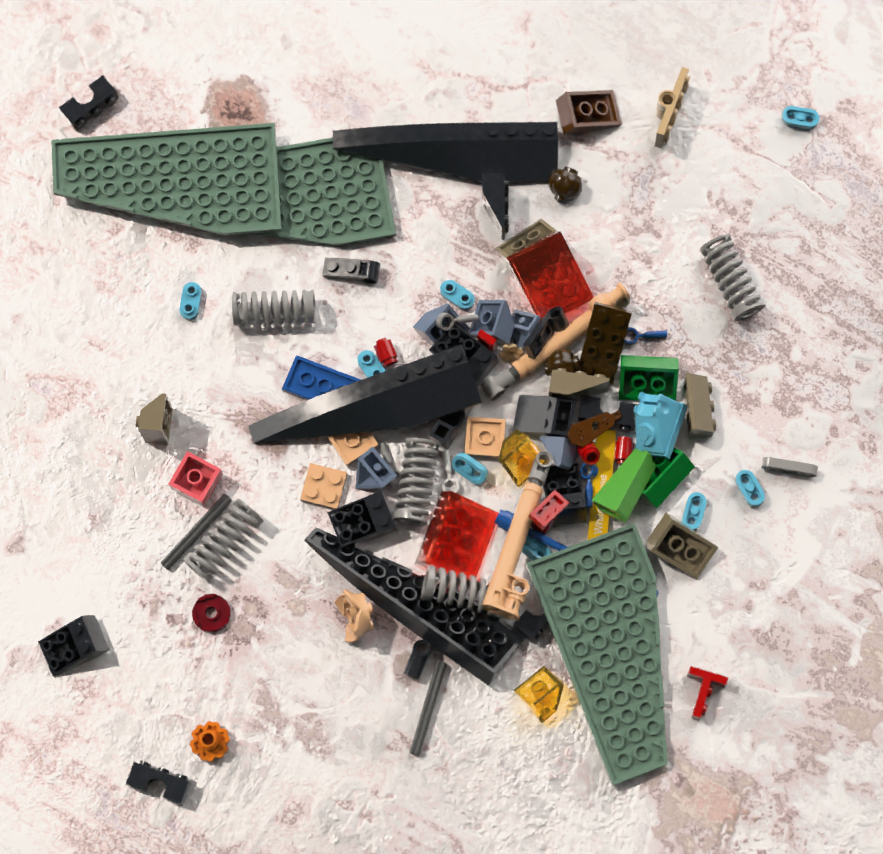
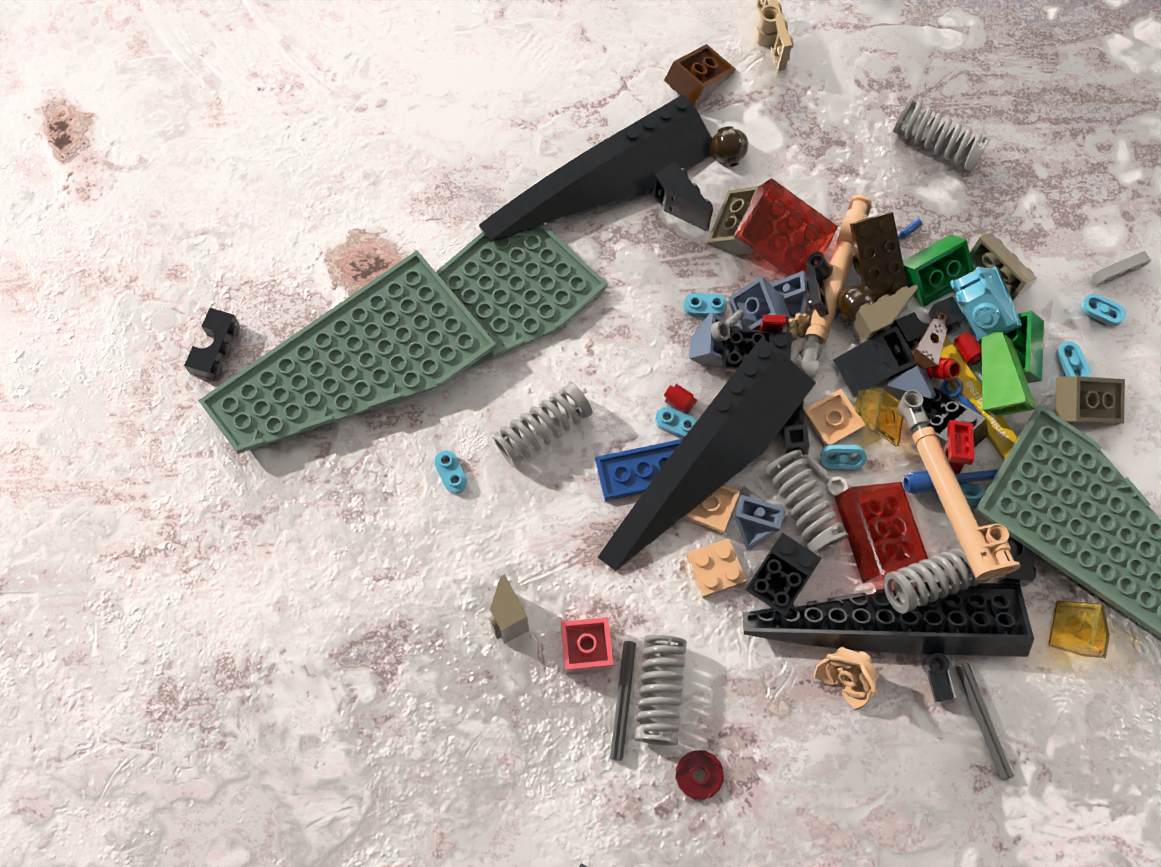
camera: 40 degrees left, 5 degrees down
(357, 269) = (589, 341): plate -> none

